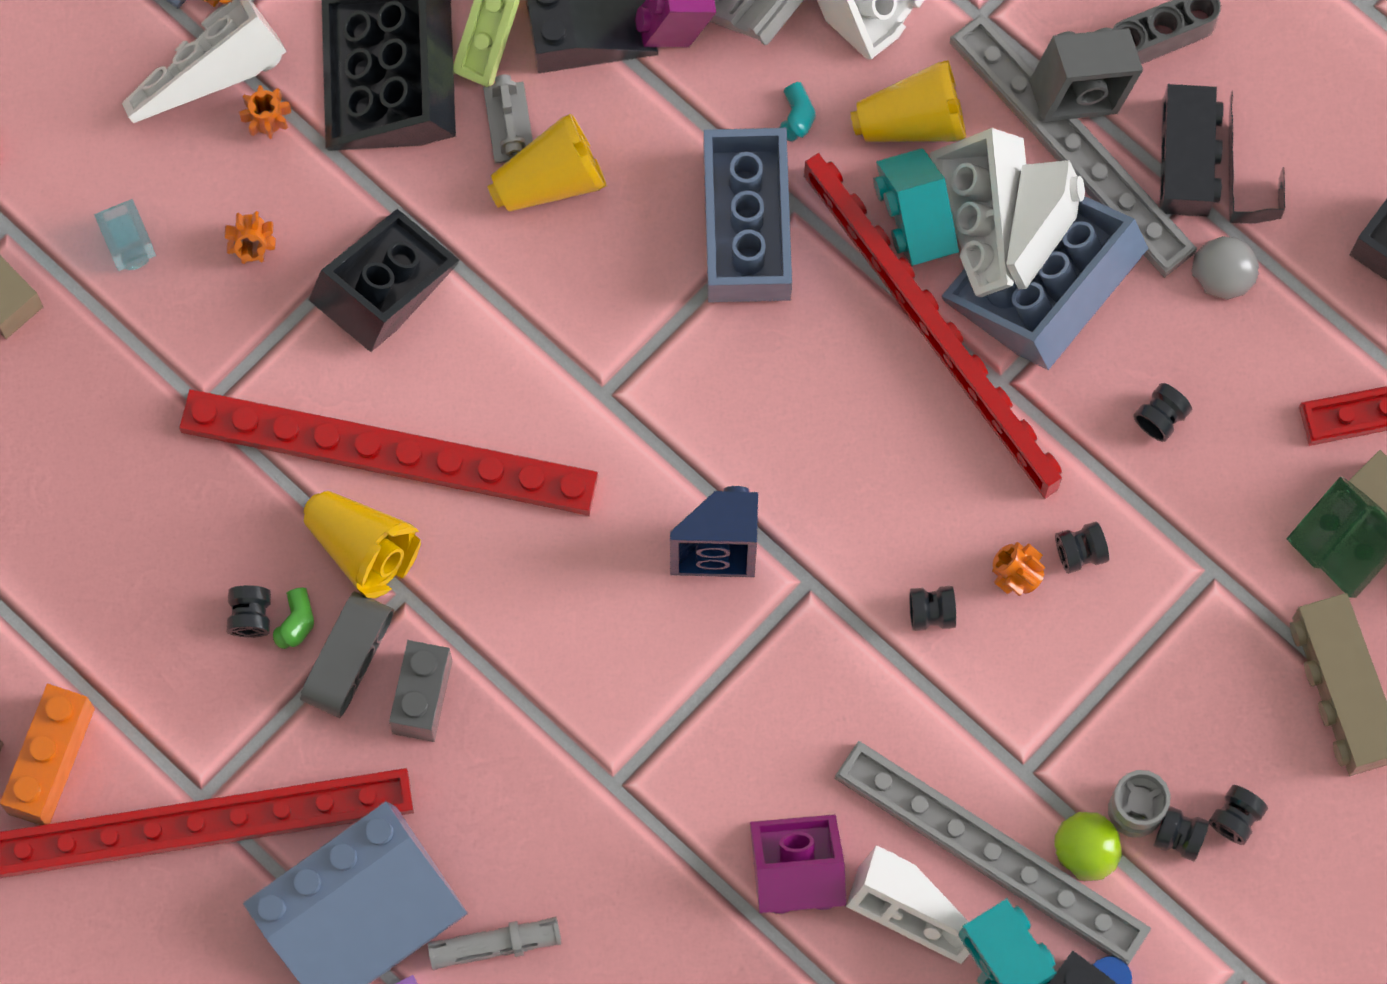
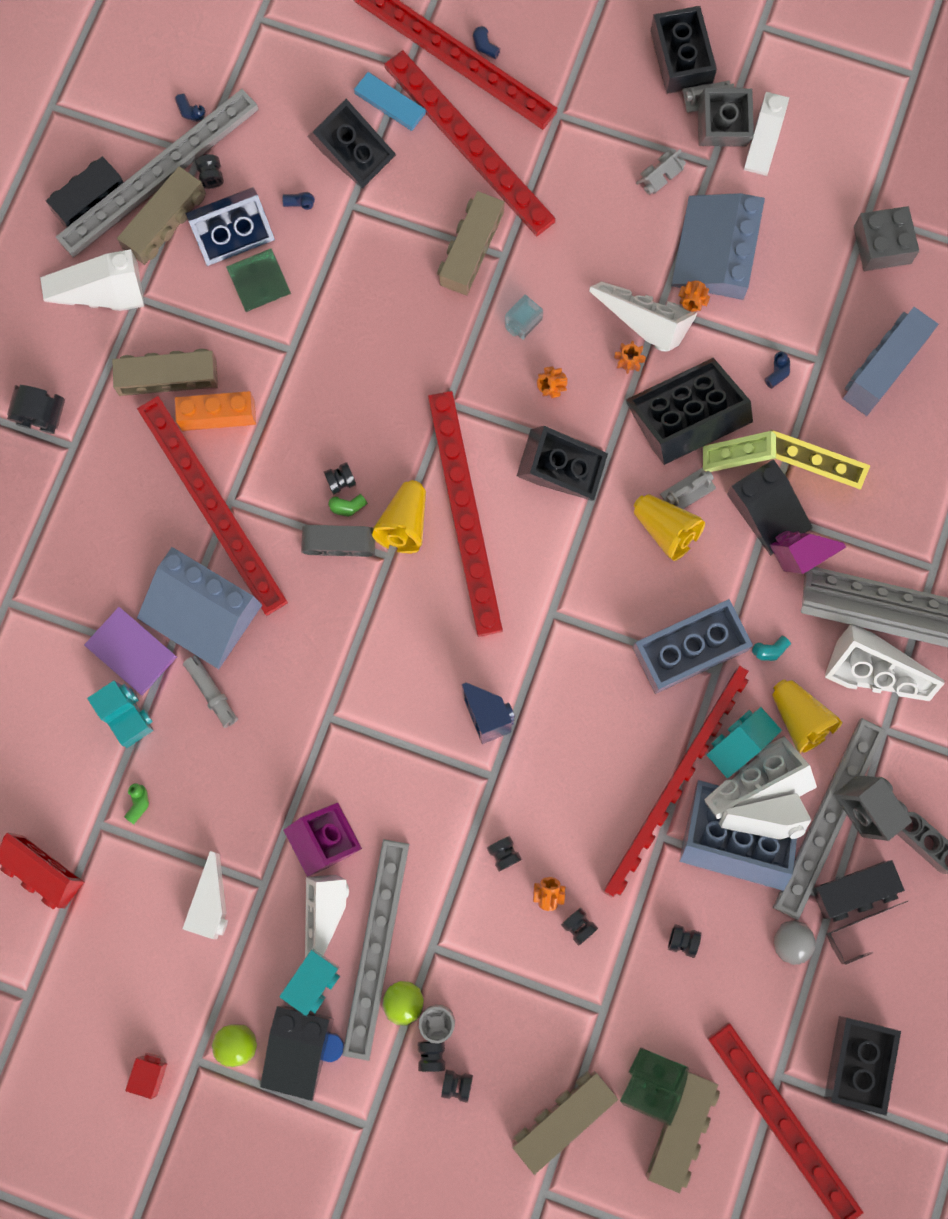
camera: 70 degrees right, 5 degrees up
(420, 691) = (333, 589): dark grey brick -> none

